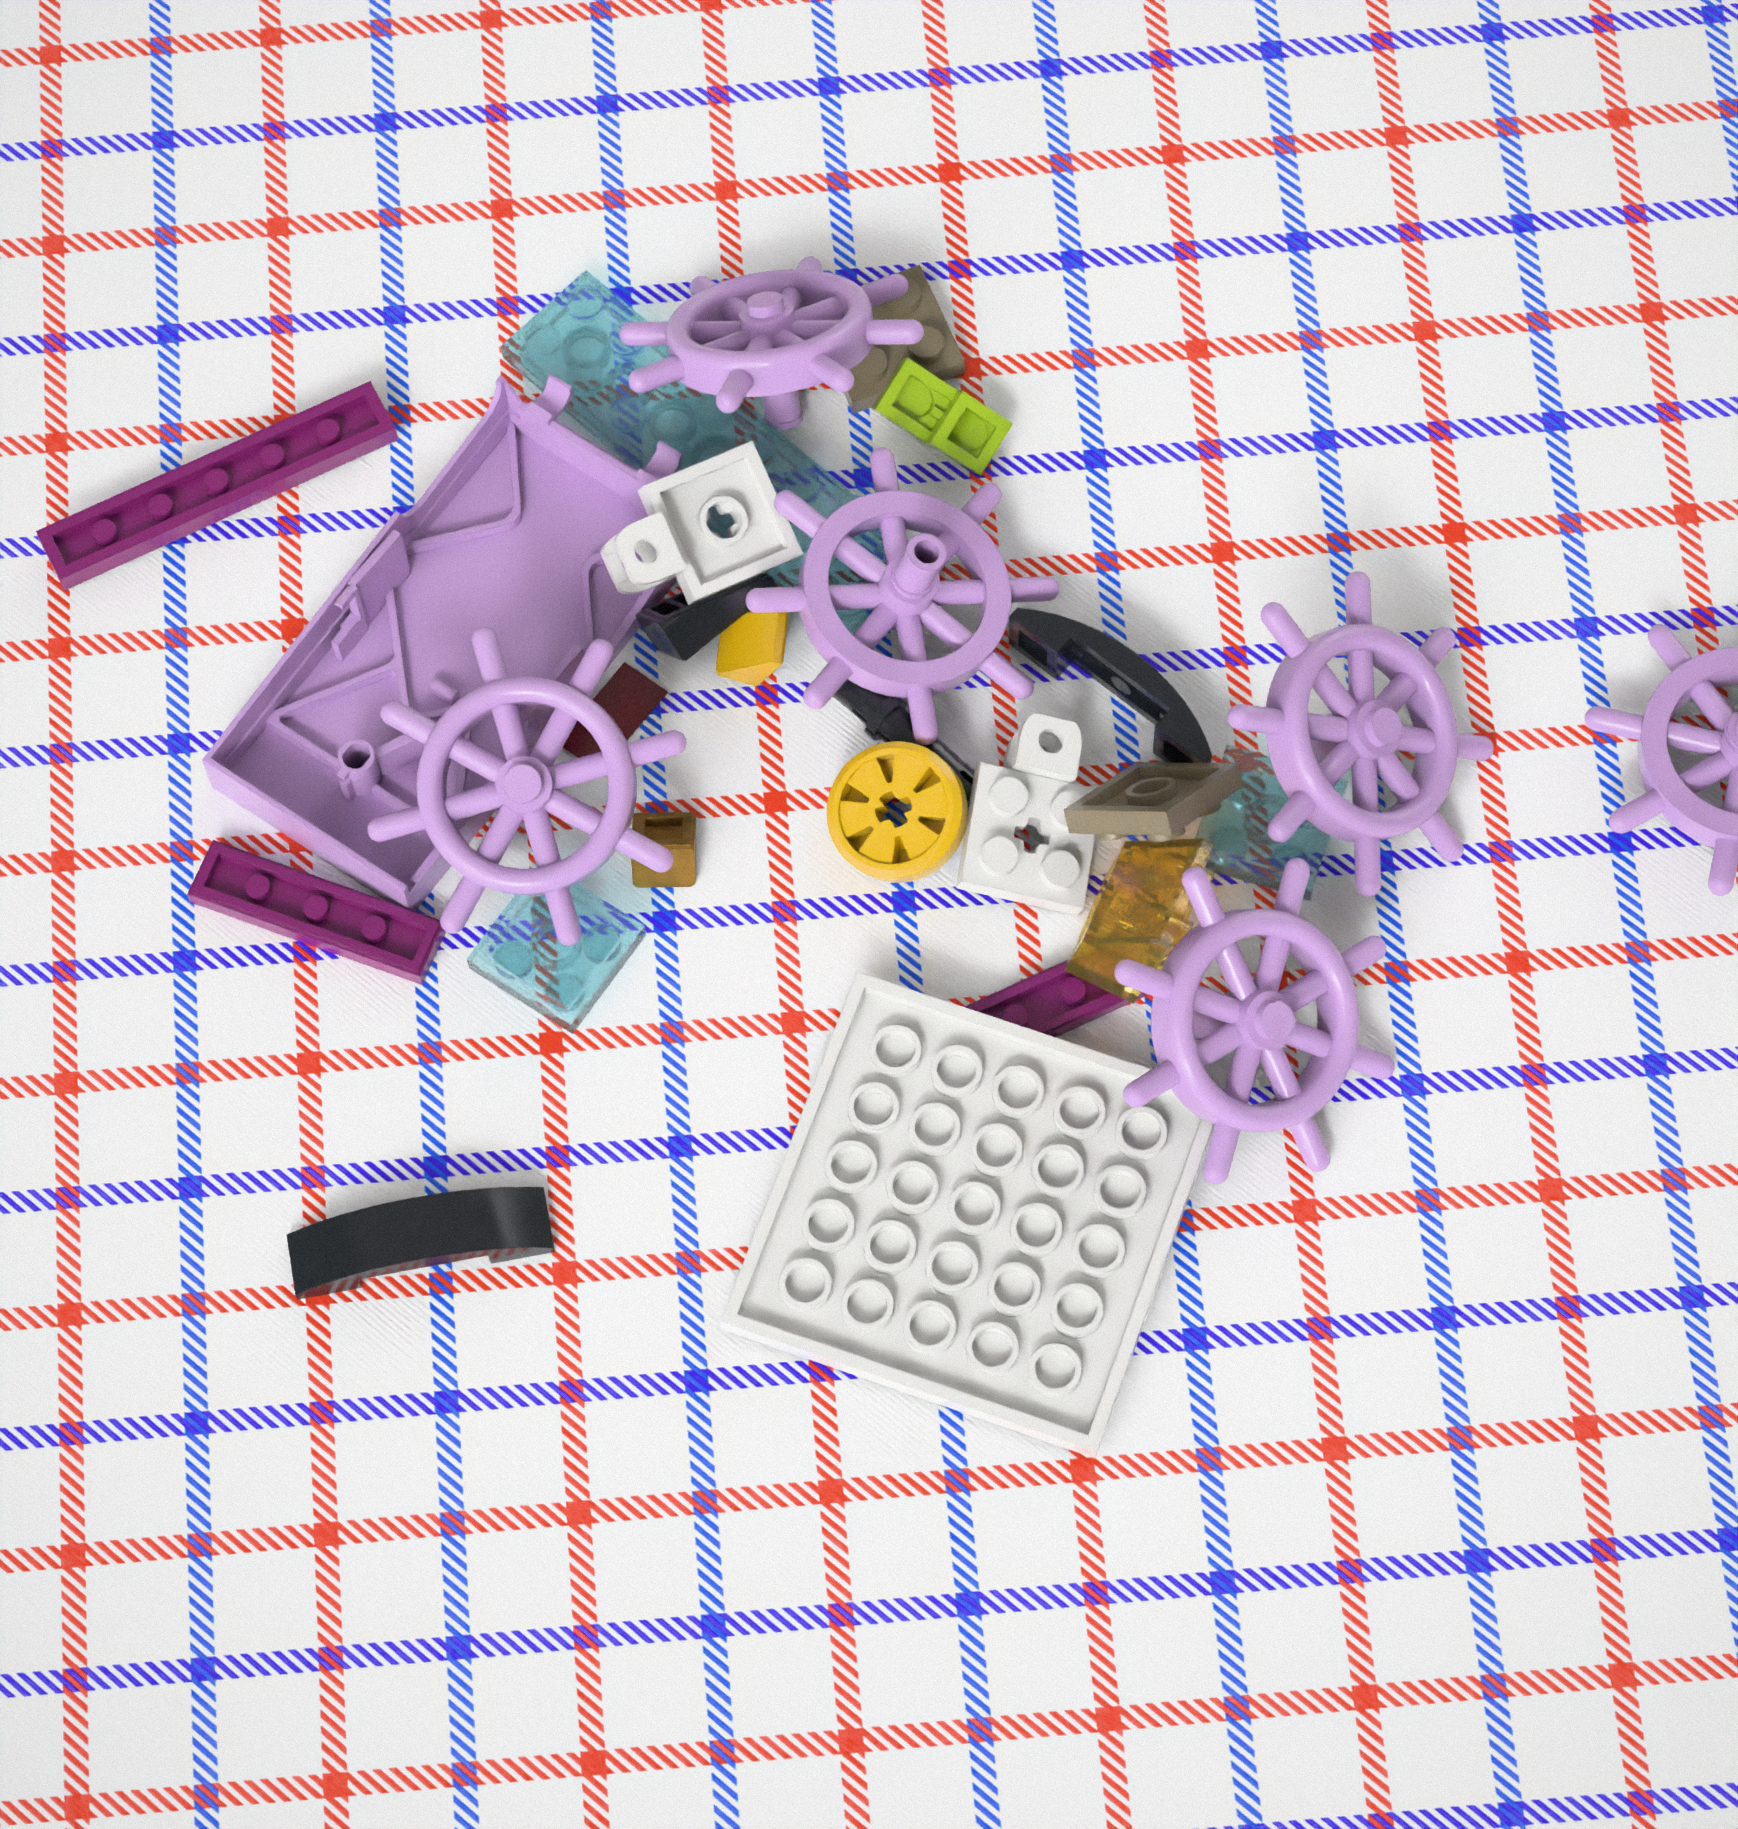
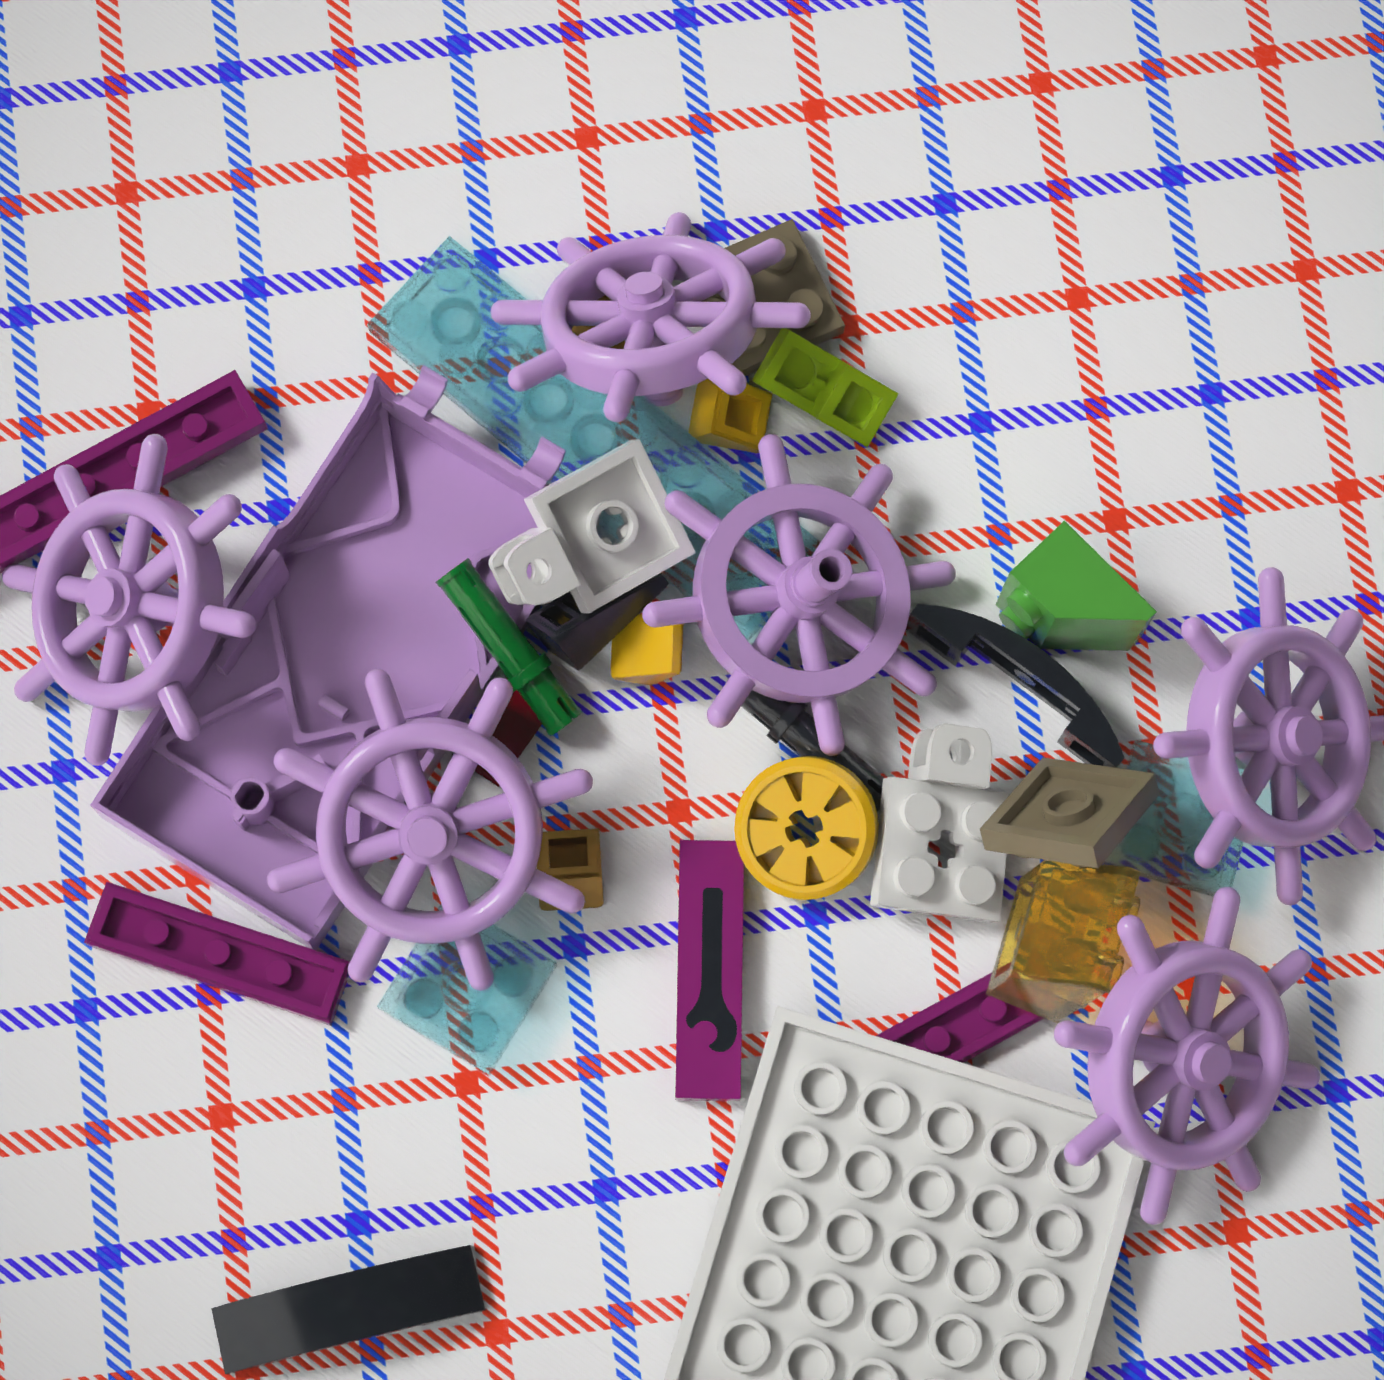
camera: 10 degrees left, 10 degrees up
(251, 571) = (128, 600): none -> lavender piece
(632, 658) = (509, 647): none -> green pin
(795, 946) = (709, 971): none -> magenta tile
(847, 438) = (728, 419): none -> yellow slope
(1169, 607) = (1072, 598): none -> bright green slope

